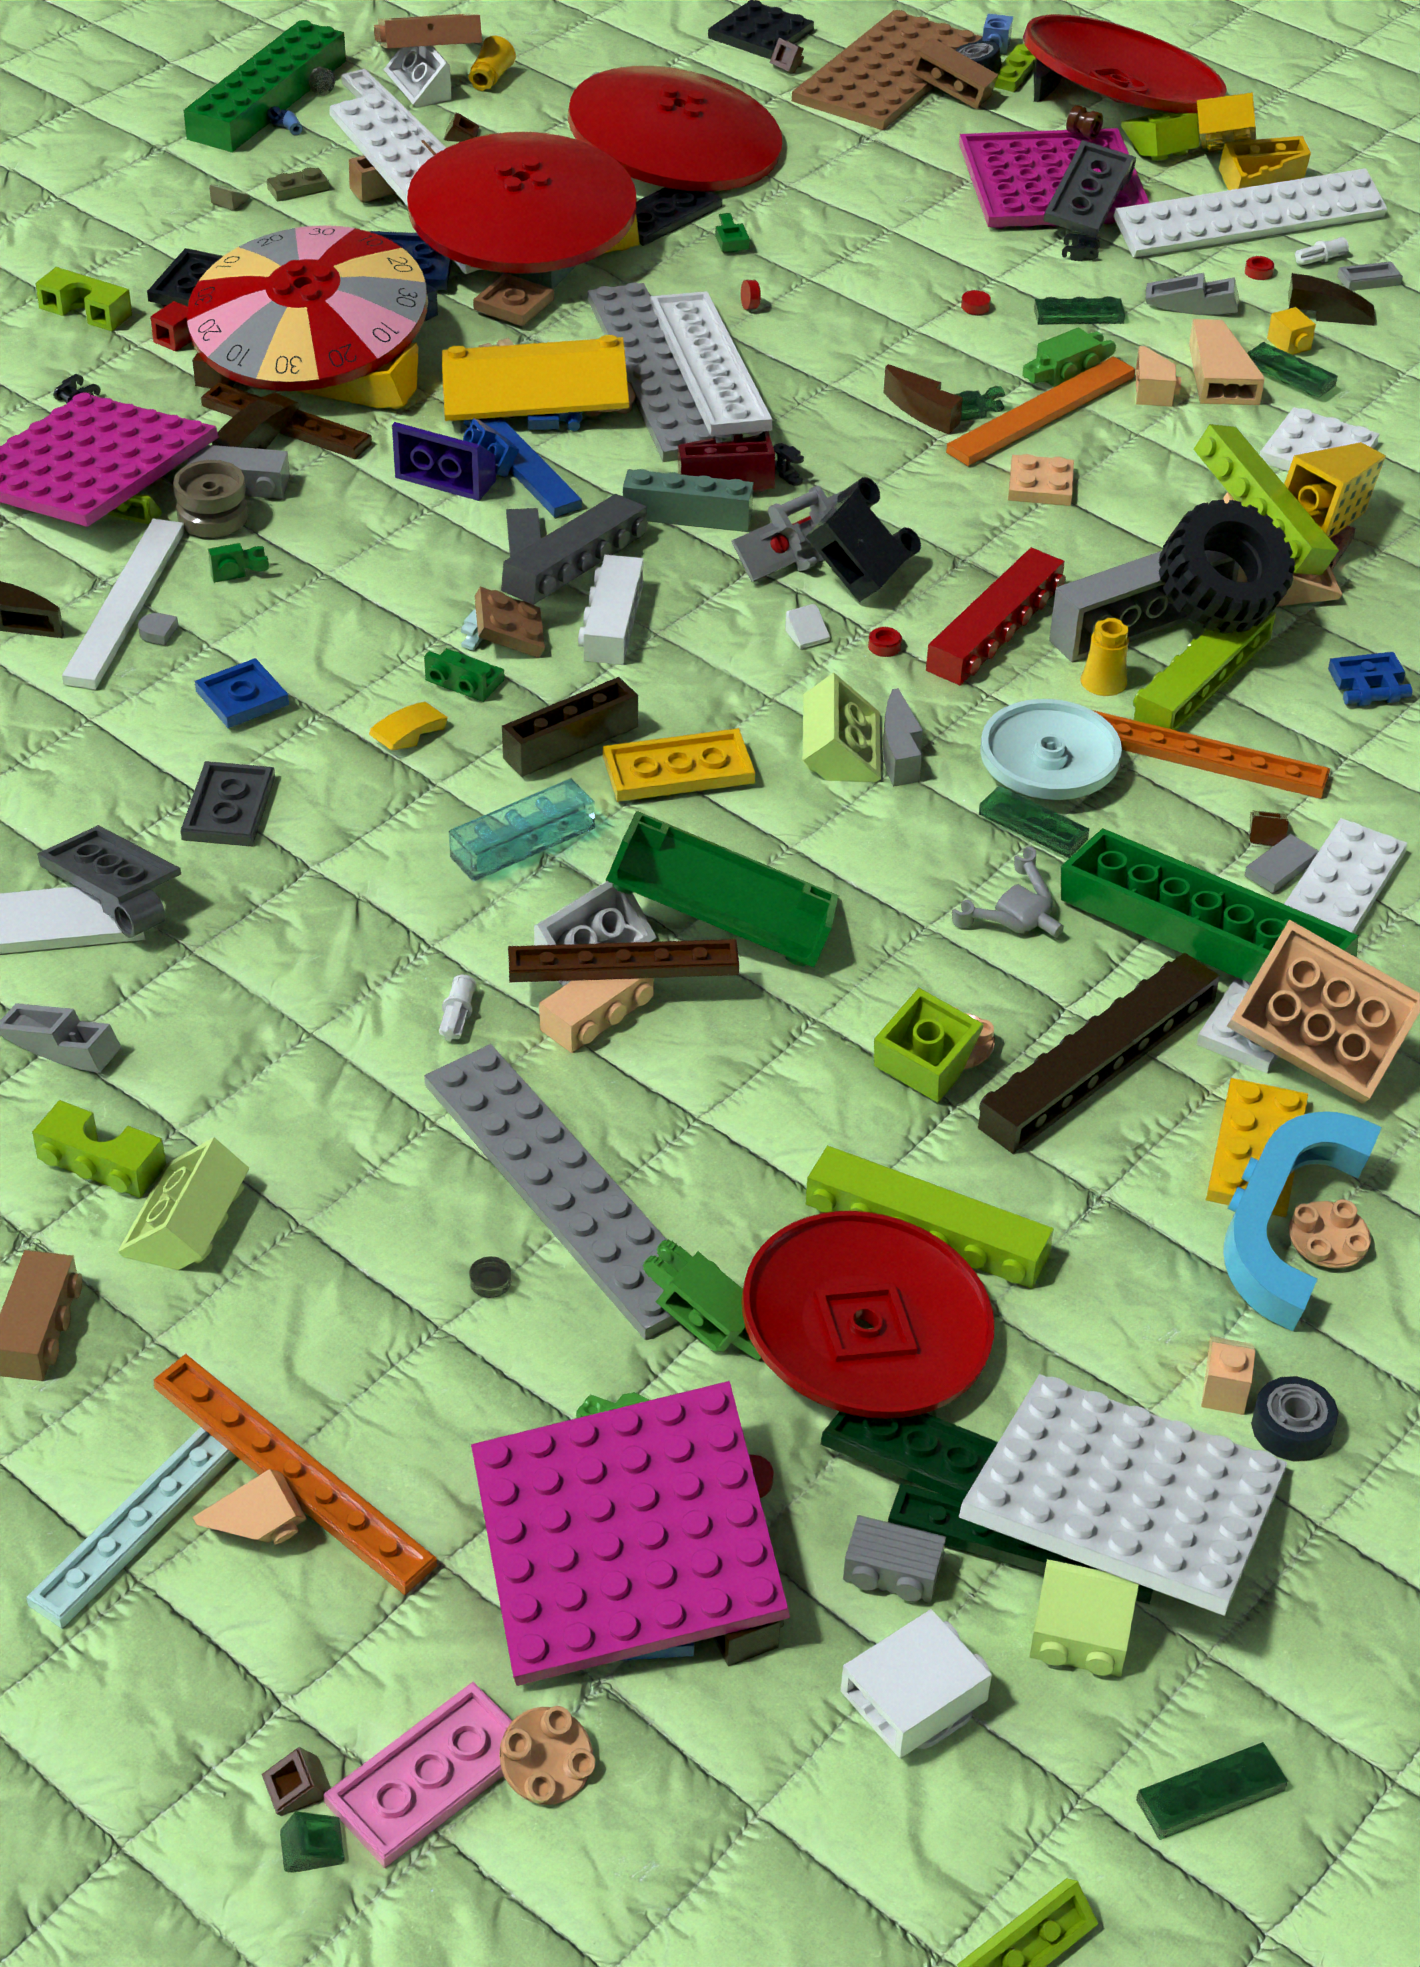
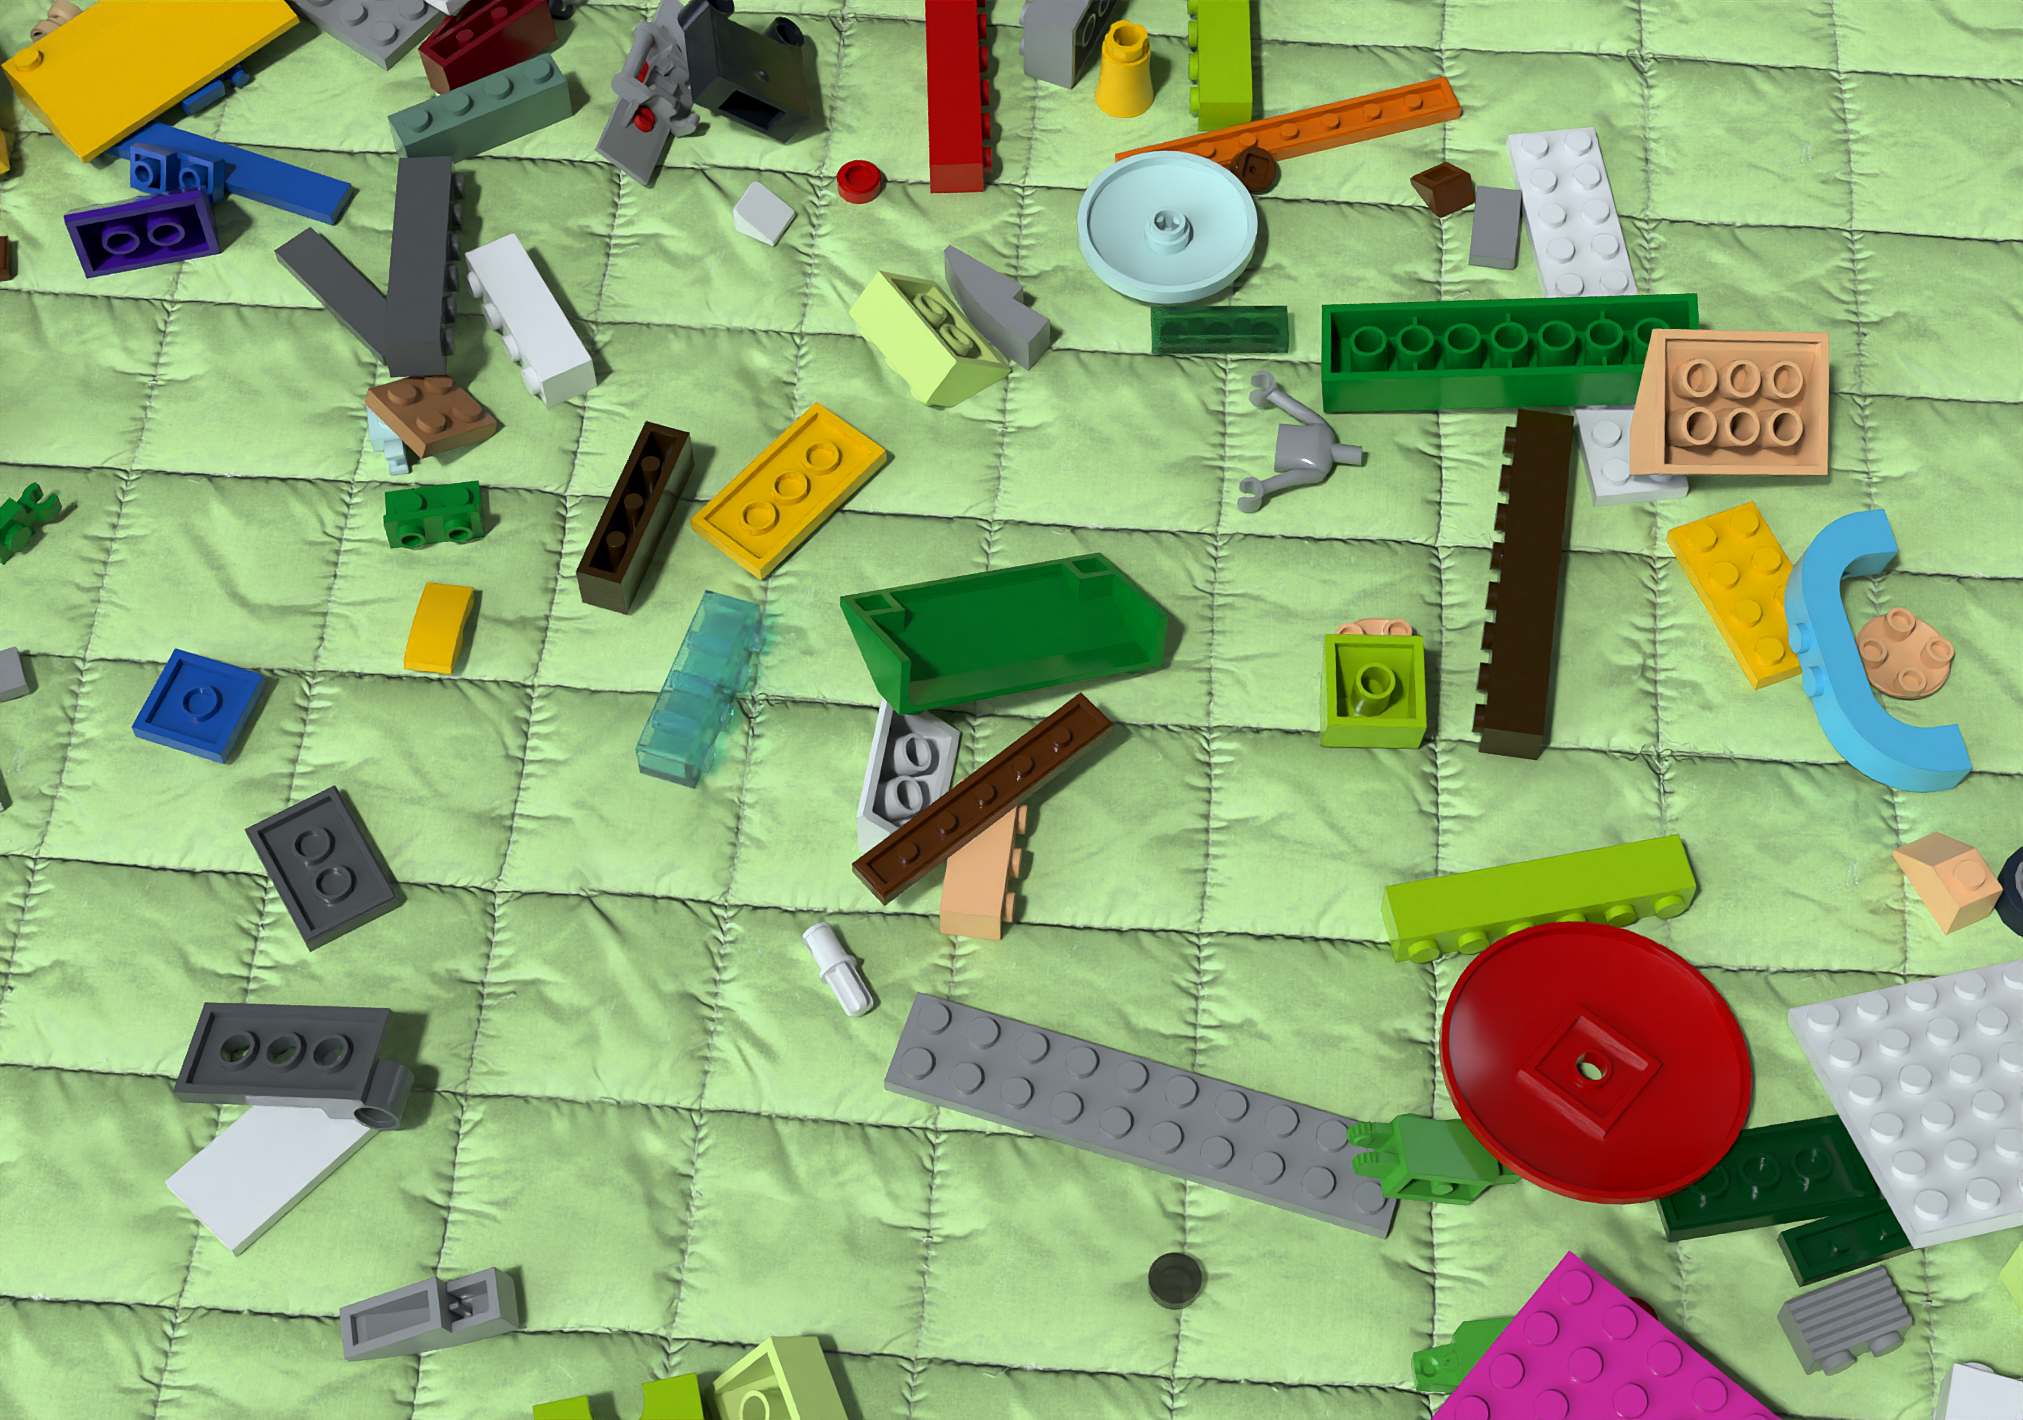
camera: 35 degrees left, 15 degrees up
(1143, 752) = (1254, 168): none -> reddish brown tile

